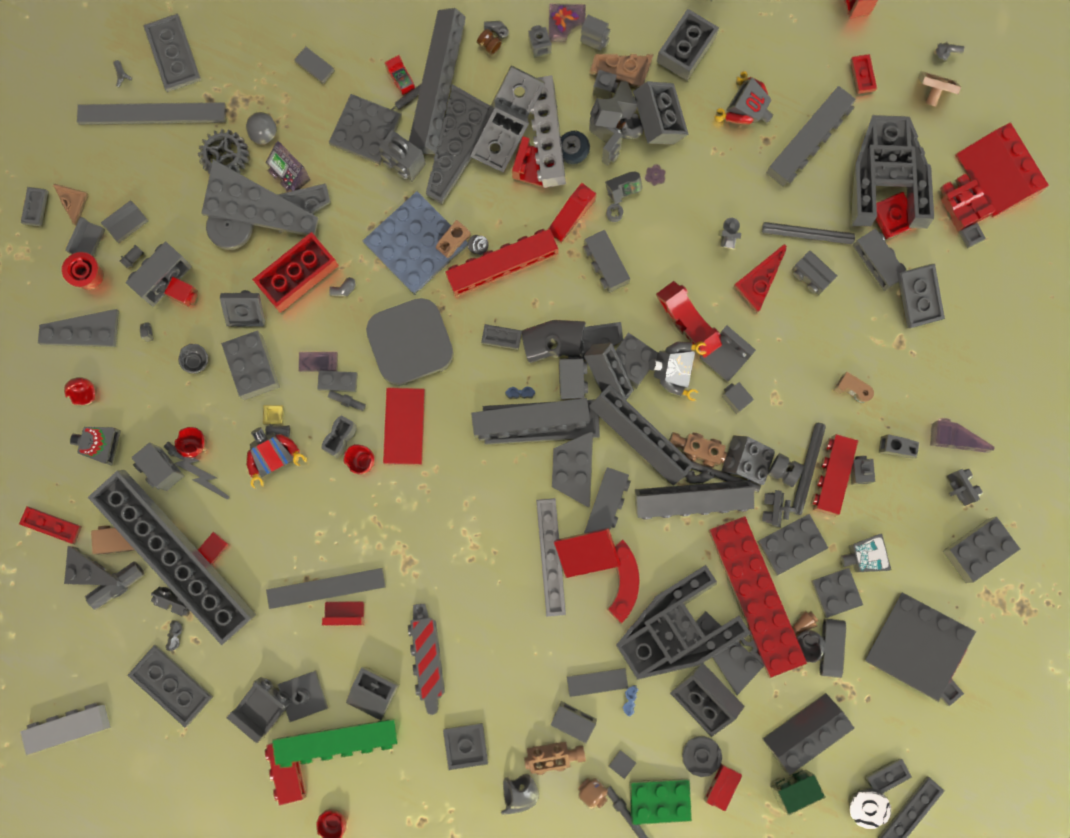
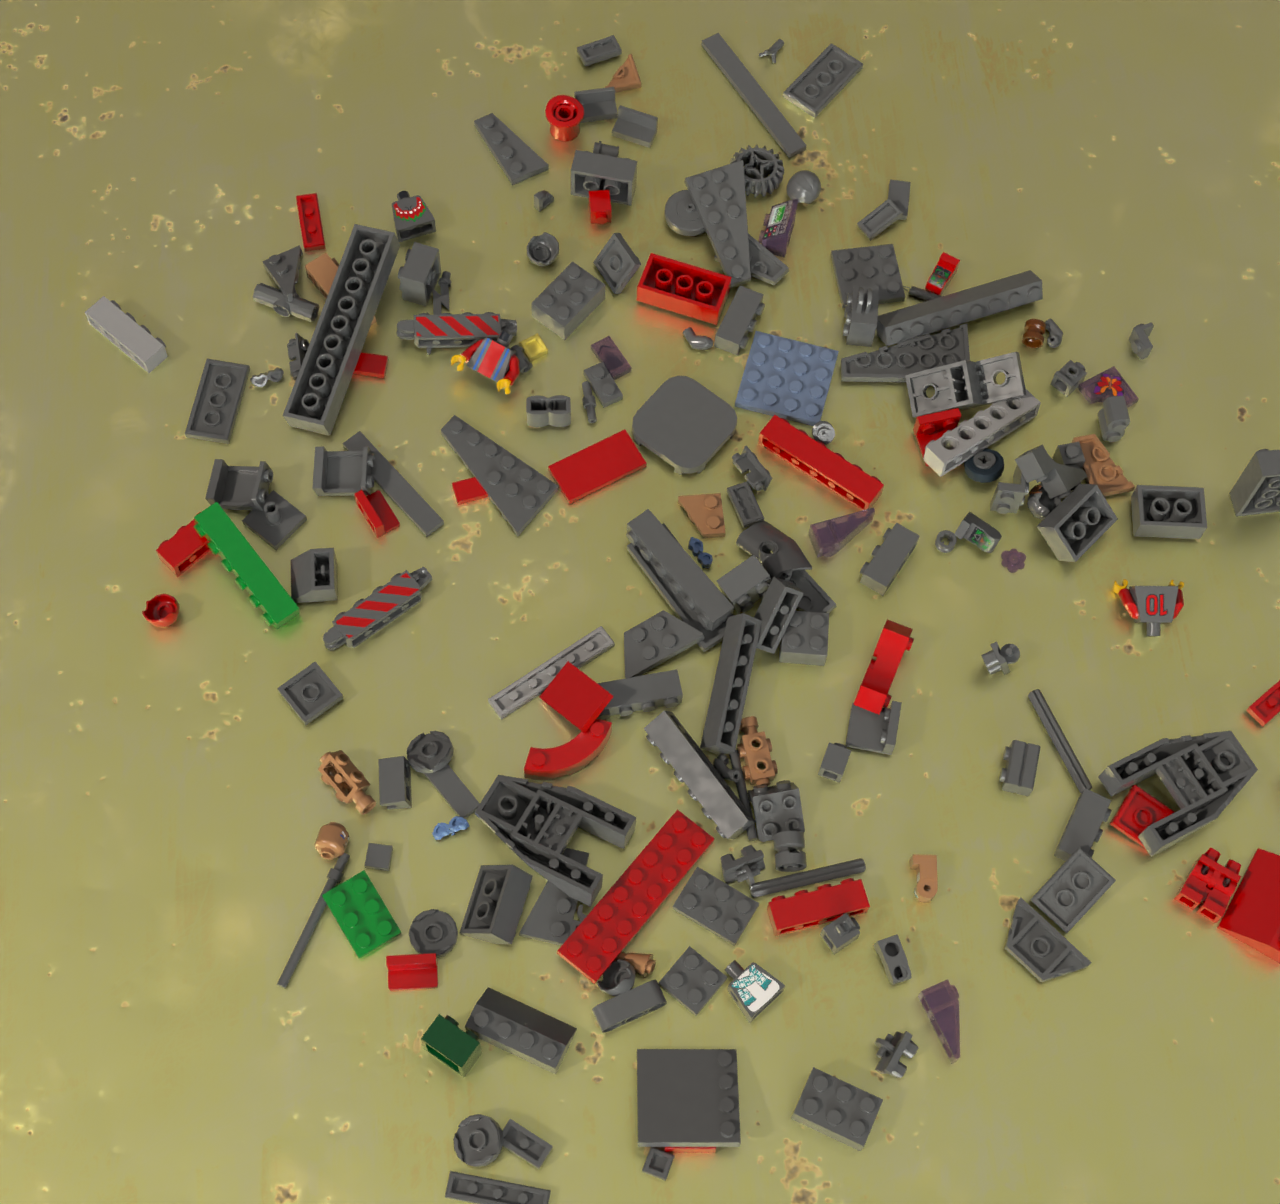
camera: 55 degrees right, 15 degrees down
(80, 391) = (451, 176): red hair -> none
(190, 442) = (461, 289): red hair -> none
(224, 466) = (453, 329): none -> dark grey hinge
(295, 622) = (343, 472): none -> dark grey panel
(324, 89) = (880, 219): none -> dark grey tile
(347, 247) = (739, 320): none -> dark grey brick
(359, 459) = (538, 441): red hair -> none
(367, 527) = (468, 490): none -> red tile
(372, 501) = (509, 482): none -> dark grey wing
(453, 239) = (811, 403): medium nougat leg -> none
(469, 314) = (758, 476): none -> dark grey hinge
(490, 370) = (705, 513): none -> medium nougat wing
(516, 799) = (290, 771): dark grey piece -> none
(564, 288) = (833, 534): none -> slope
(564, 683) = (430, 752): none -> dark grey tile
(572, 212) = (918, 500): red slope -> none
(675, 367) = (823, 677): torso -> none
(757, 282) = (971, 717): red wing -> none
(810, 136) = (1164, 686): dark grey brick -> none
(943, 342) = (1041, 946): none -> dark grey wing
(972, 235) = (1180, 914): dark grey tile -> none

